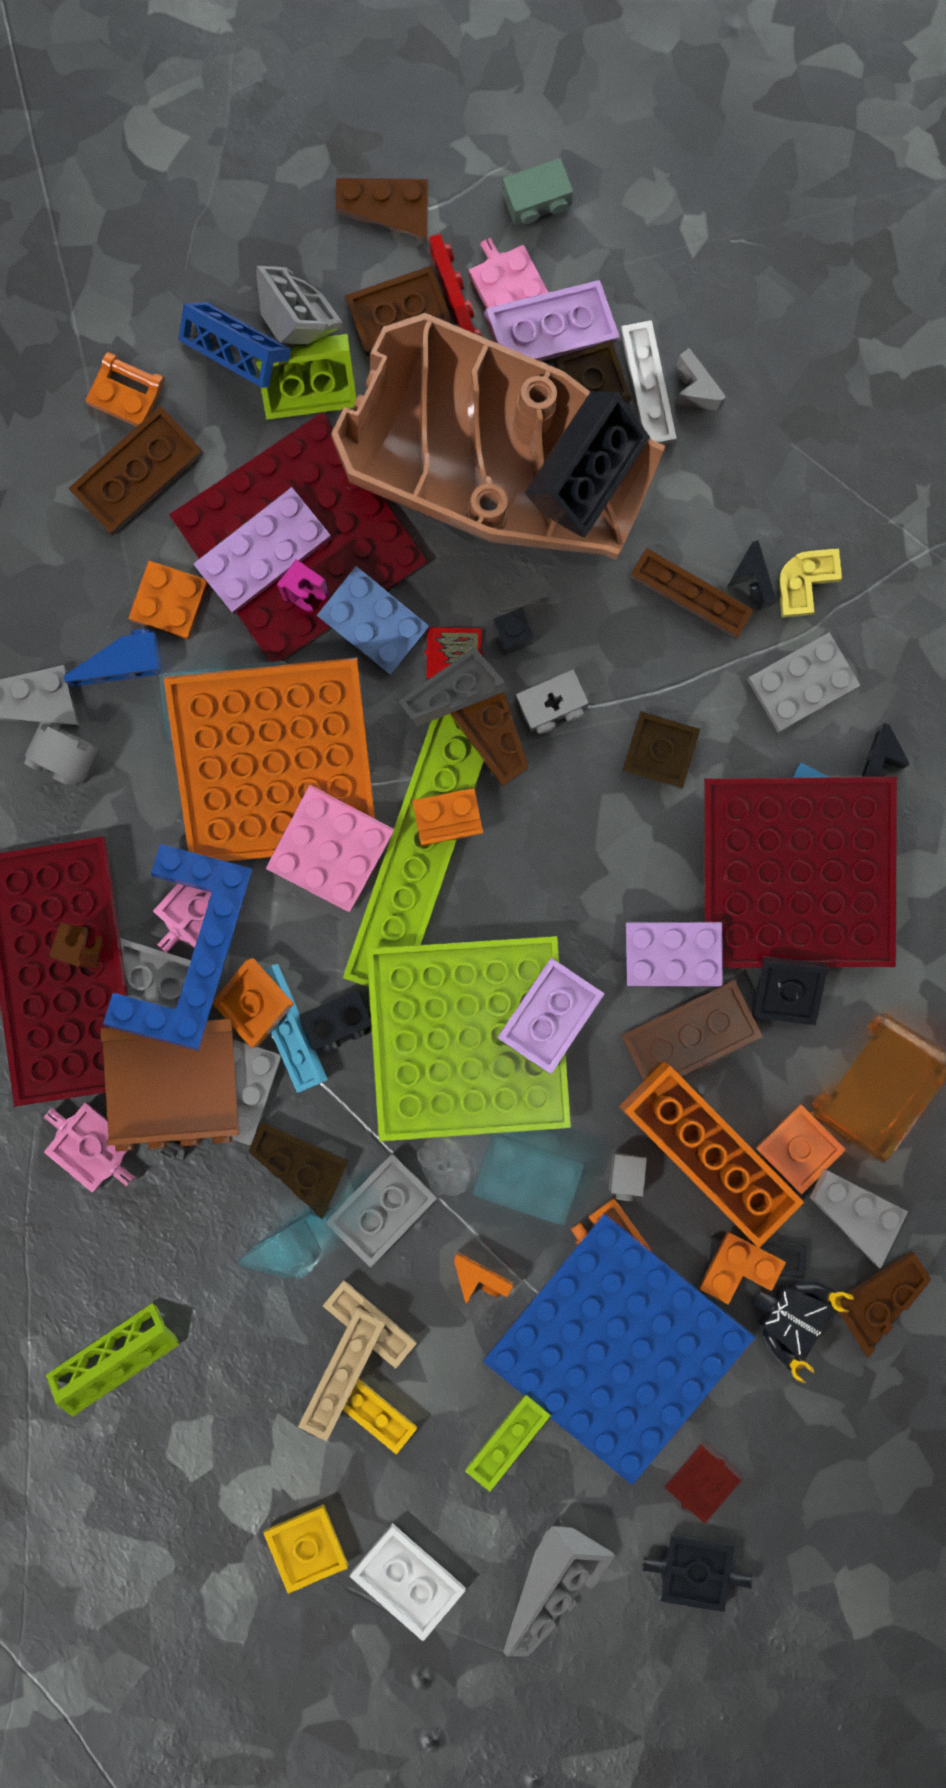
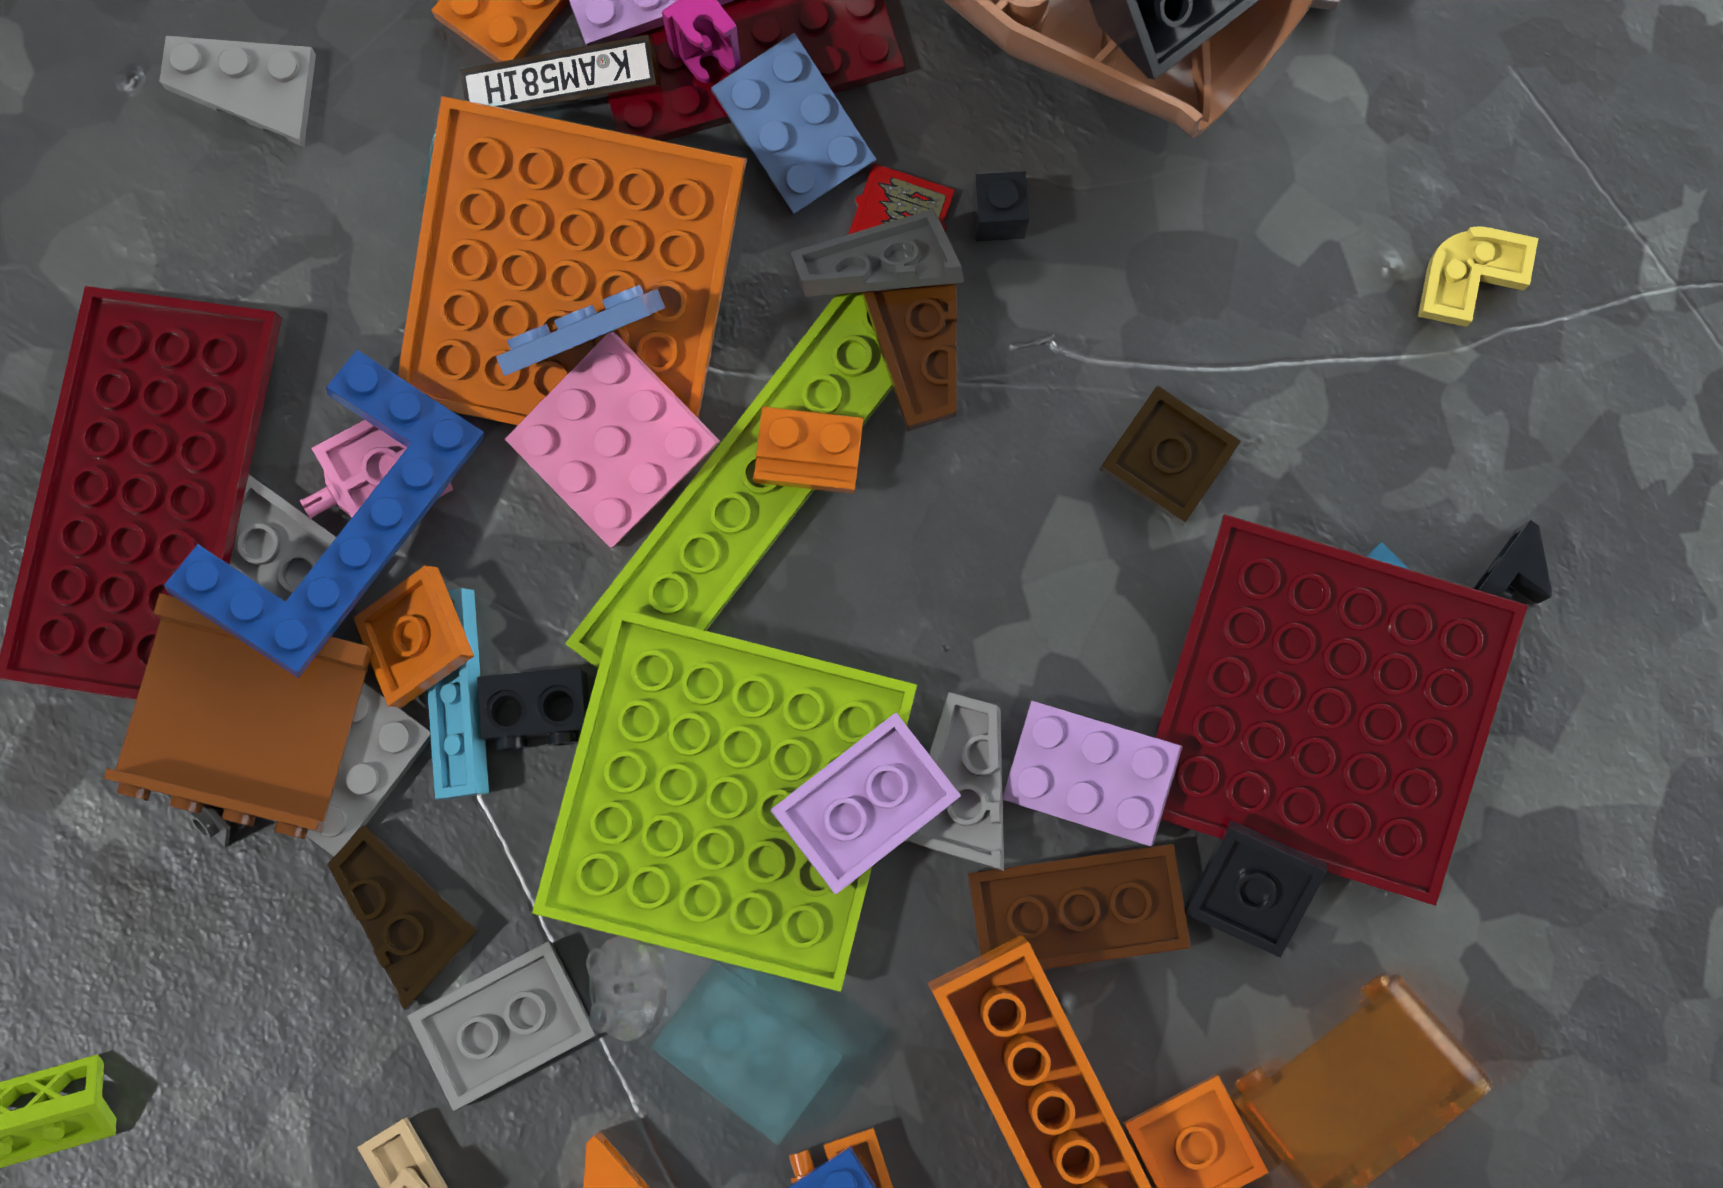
camera: 20 degrees right, 5 degrees down
(60, 753) = (255, 172): light grey brick -> none
(70, 946) = (164, 454): reddish brown hinge -> none
(83, 1149) = (70, 782): bright pink plate -> none
(124, 659) = (398, 66): blue slope -> none
(223, 636) = (564, 75): none -> tile
(285, 1253) = (323, 1042): clear light blue slope -> none
(294, 792) = (579, 328): none -> medium blue plate
(562, 688) = (1046, 314): light grey brick -> none
(600, 967) = (971, 758): none -> light grey wing
(627, 1176) = (906, 1100): light grey brick -> none
(691, 593) = (1291, 236): reddish brown plate -> none
(754, 569) = (1398, 231): black slope -> none
(803, 682) = (1422, 423): light grey plate -> none

